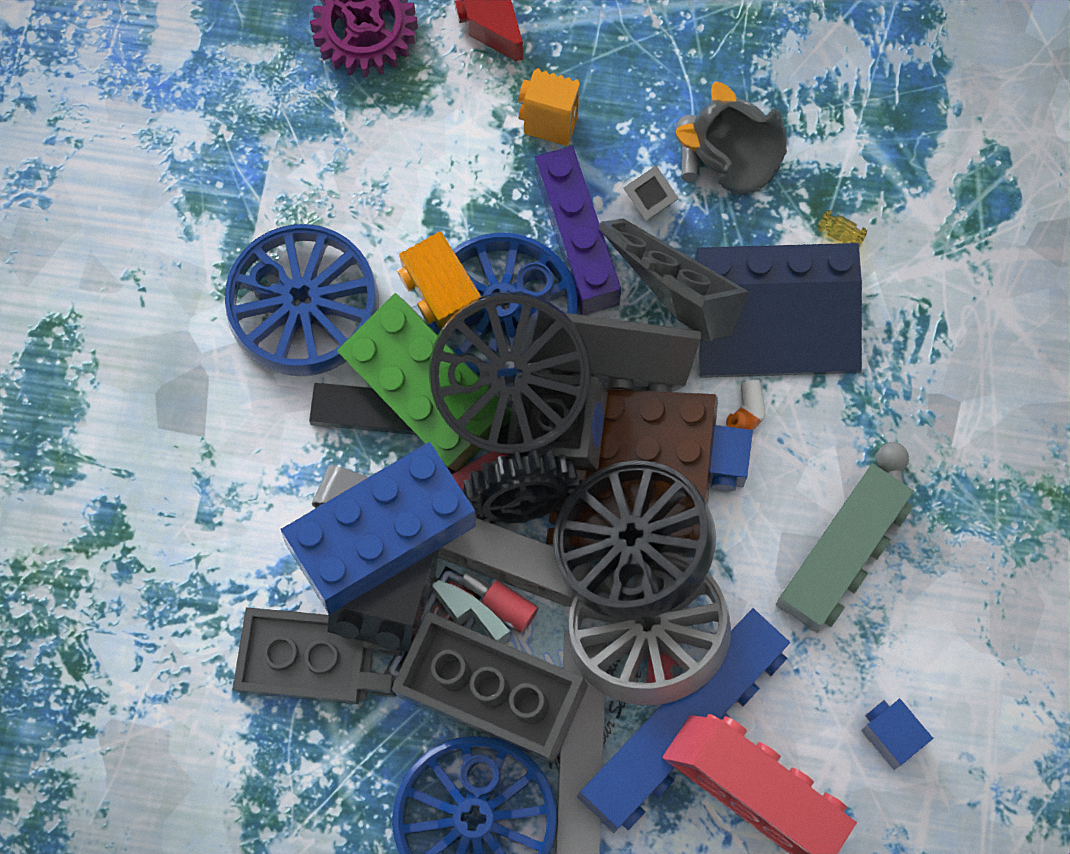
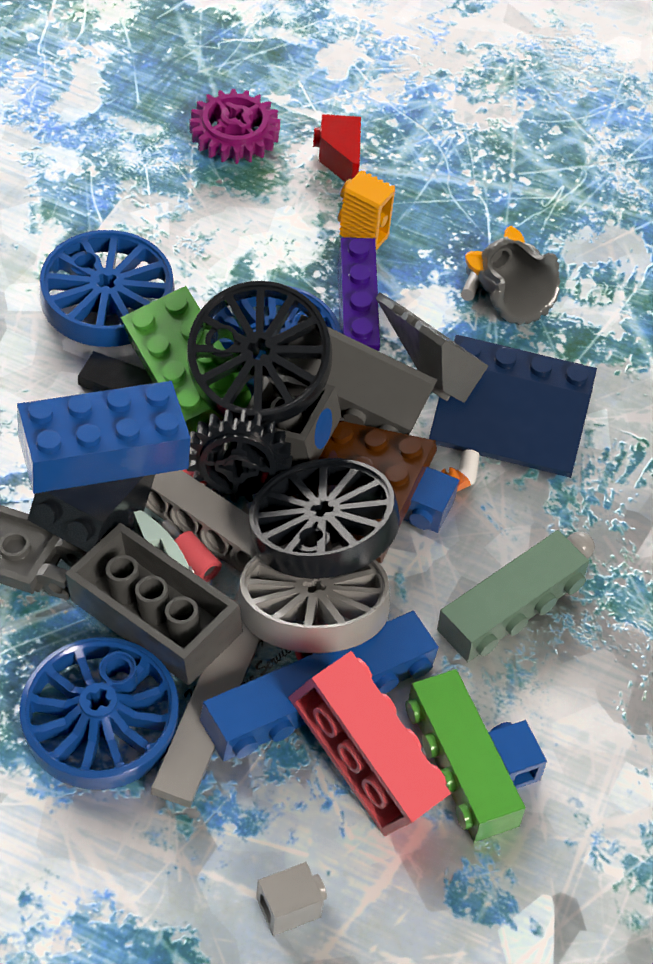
camera: 10 degrees right, 20 degrees down
(437, 278) = (218, 277): light orange brick -> none
(651, 193) = (430, 292): light grey brick -> none
(841, 228) = (601, 375): clear yellow piece -> none
(847, 748) = (466, 755): none -> bright green brick

